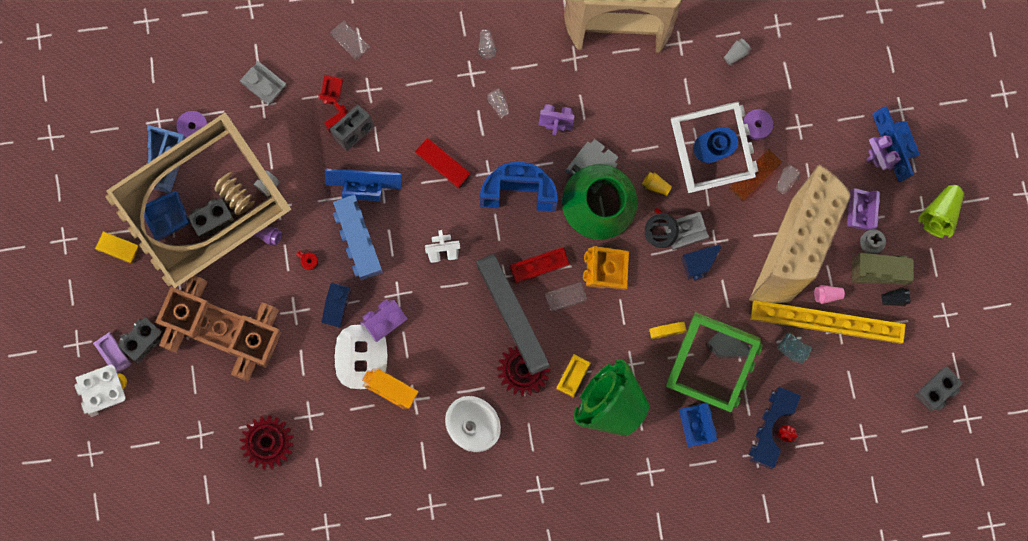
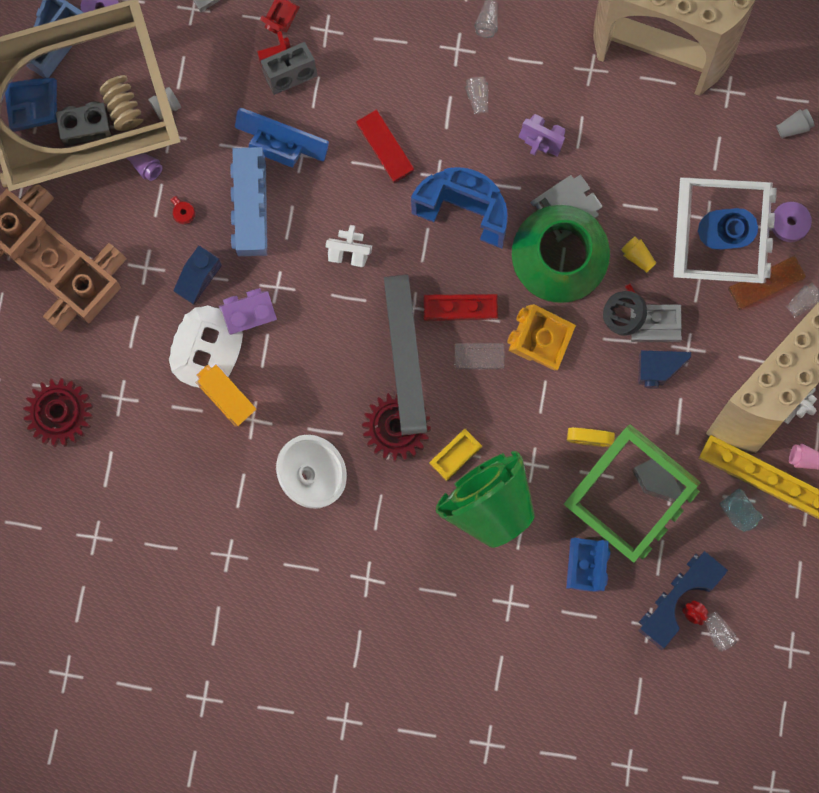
camera: 30 degrees right, 0 degrees up
(809, 442) = (720, 633): none -> clear cone

